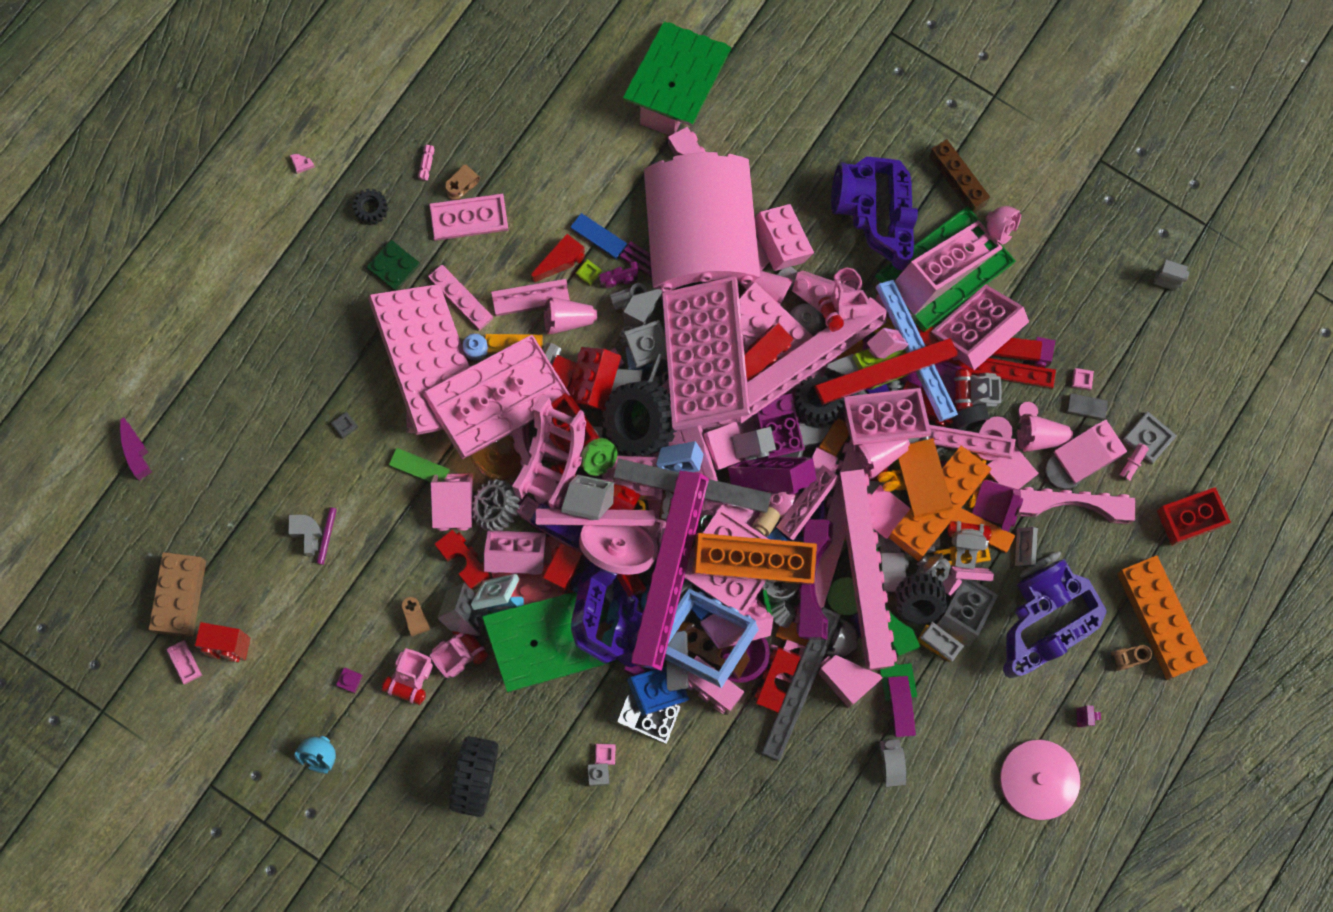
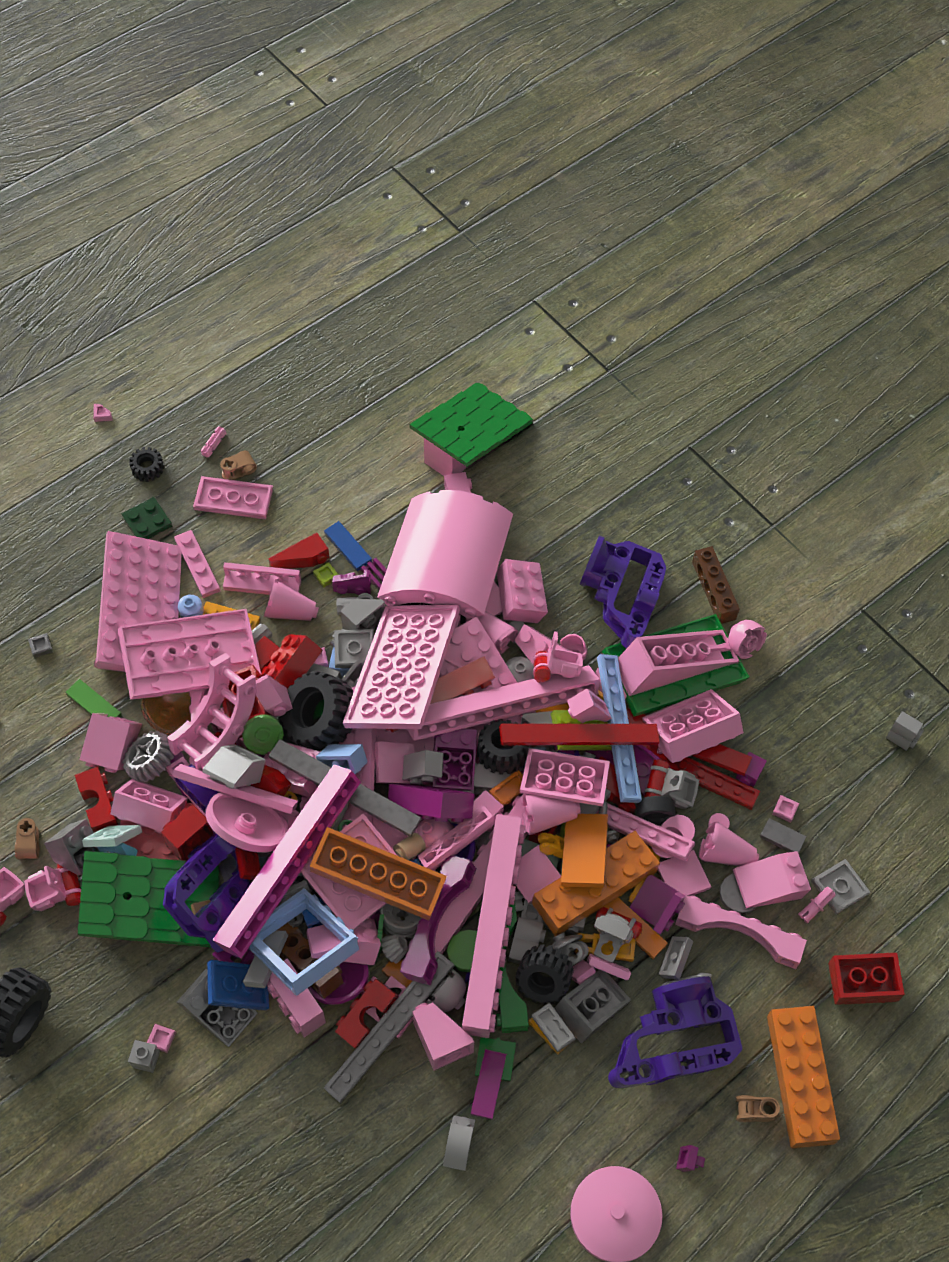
camera: 20 degrees right, 15 degrees down
(598, 419) = (273, 696): none -> bright pink slope

